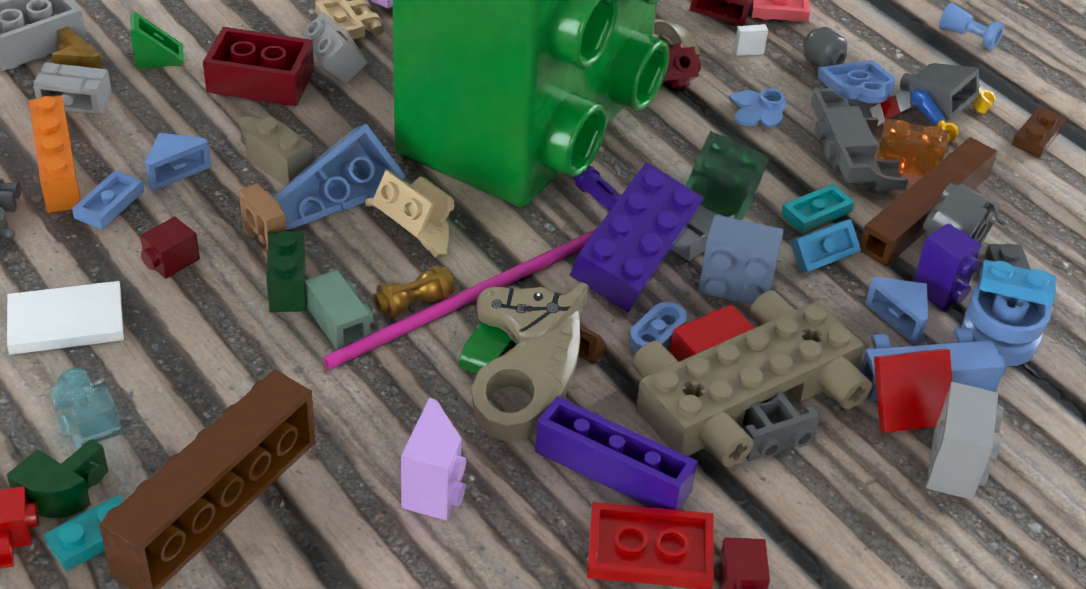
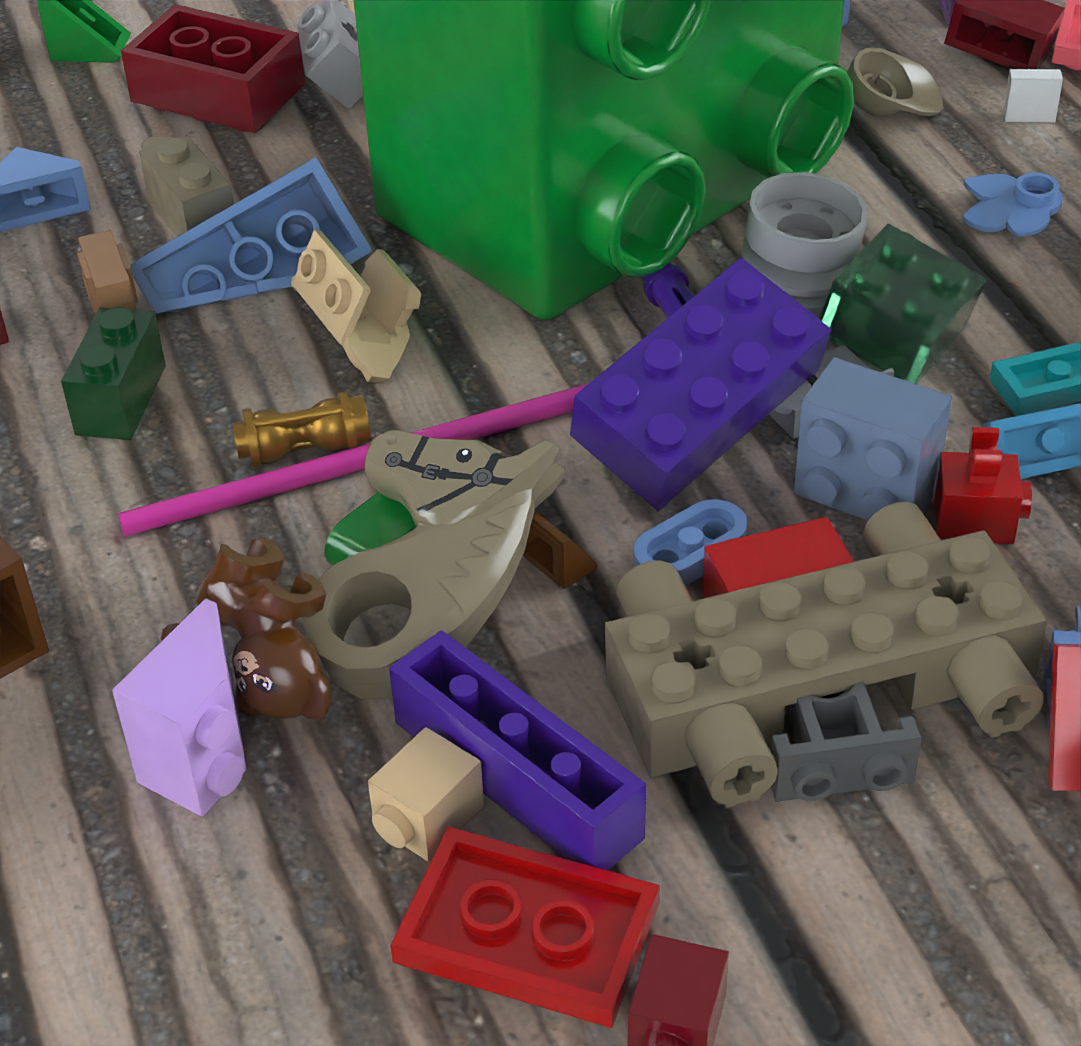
camera: 20 degrees right, 0 degrees up
(337, 309) = (168, 440): sand green brick -> none
(458, 403) = (273, 660): none -> reddish brown animal
(572, 486) = (424, 792): none -> tan brick
(663, 139) = (804, 233): none -> light grey wheel
(682, 66) = (870, 133): dark red brick -> none
(801, 278) = (980, 490): none -> red brick

